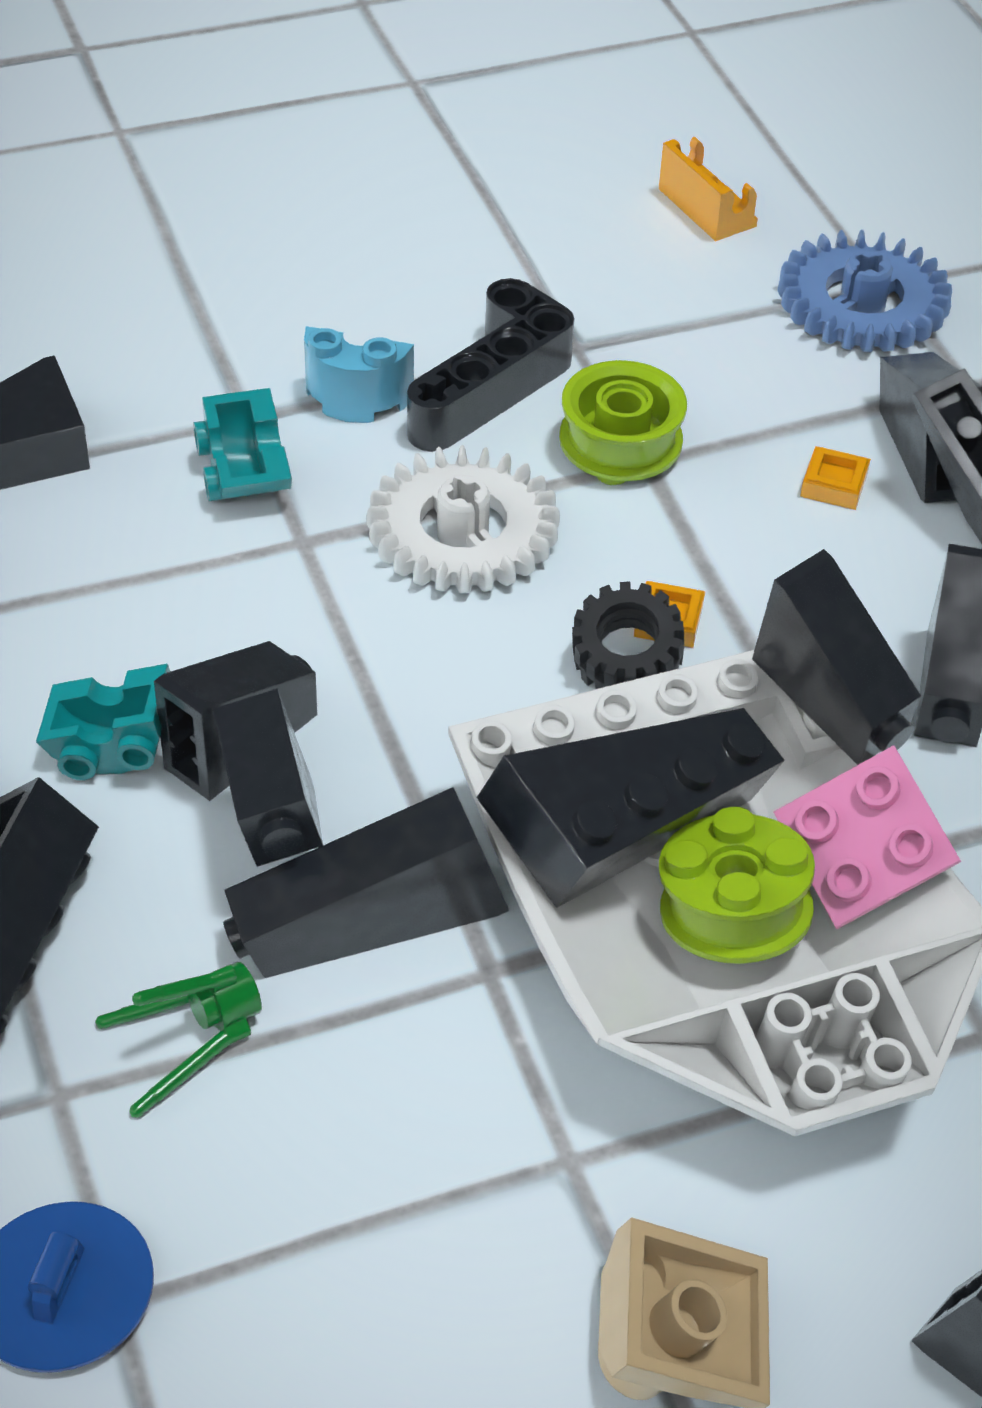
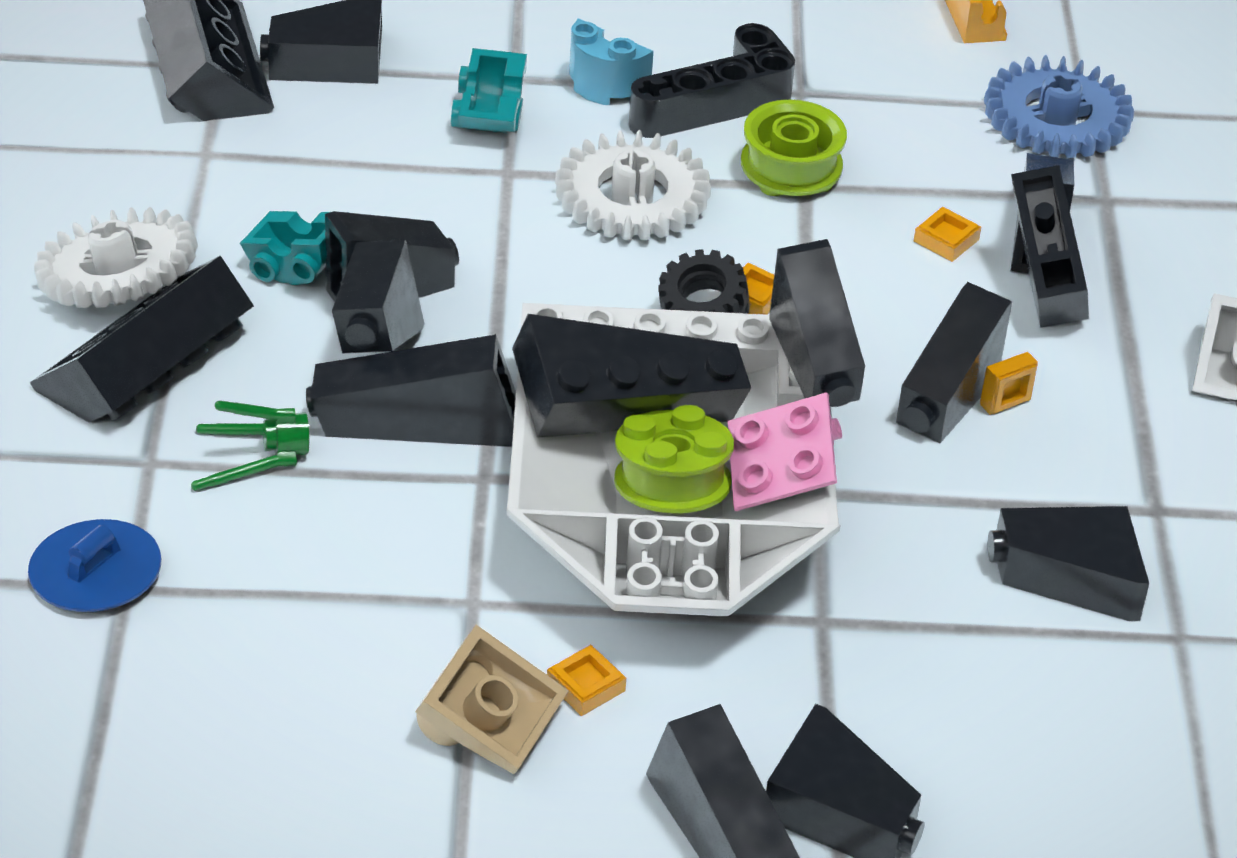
camera: 20 degrees right, 5 degrees down
(772, 1226) = (589, 679): none -> light orange tile

